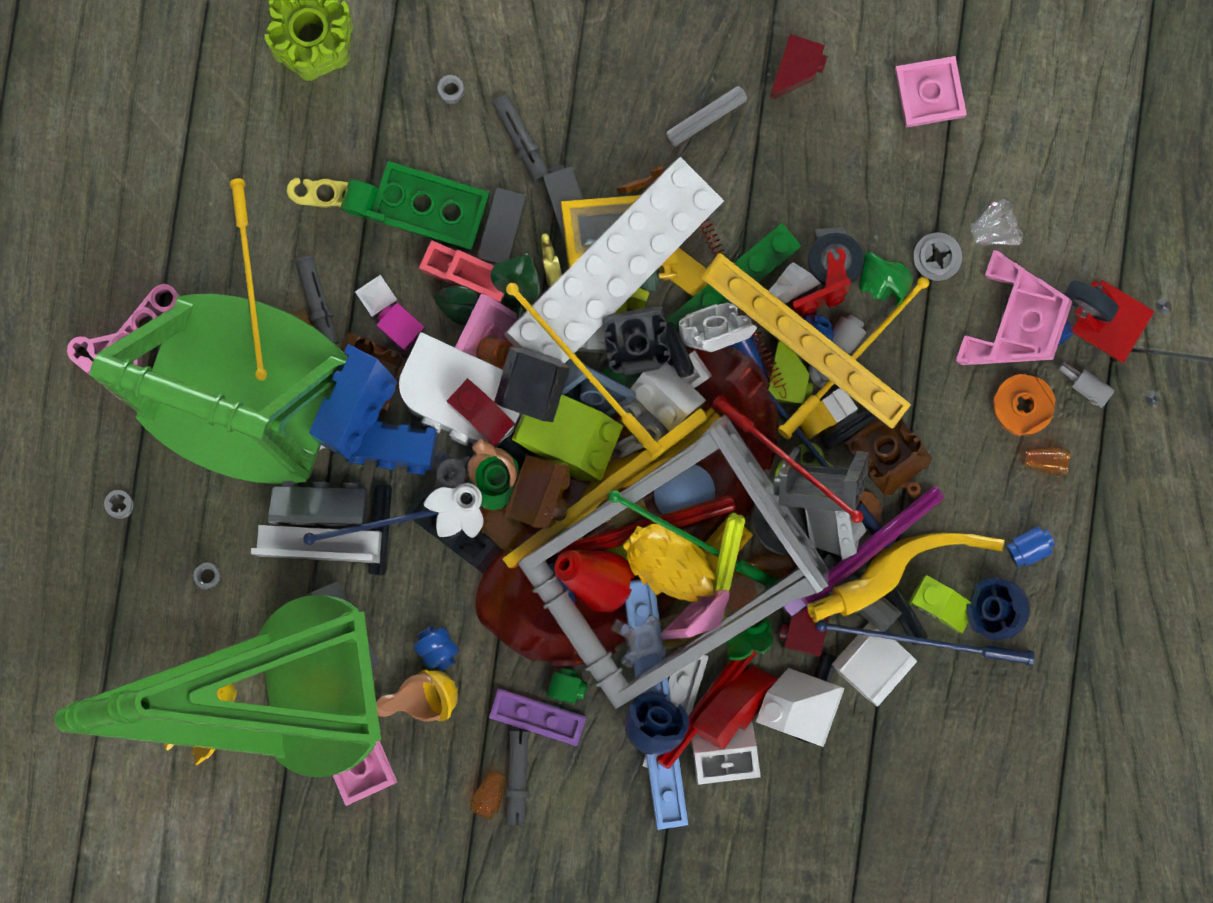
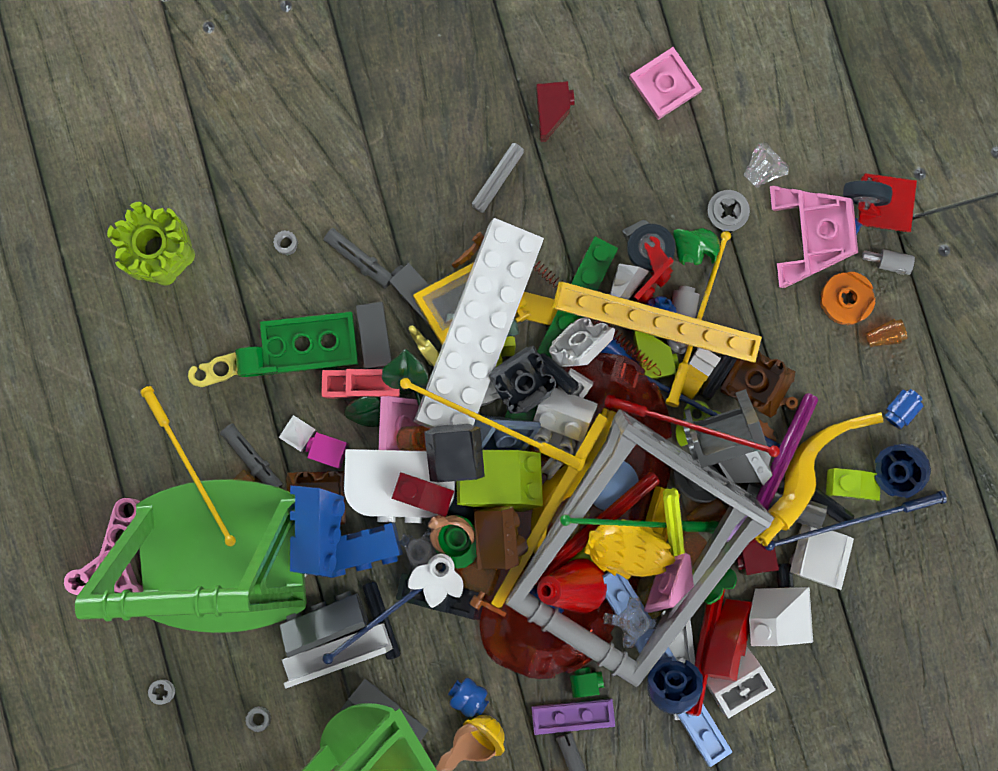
camera: 20 degrees left, 0 degrees up
(490, 551) = (478, 601): none -> dark orange piece

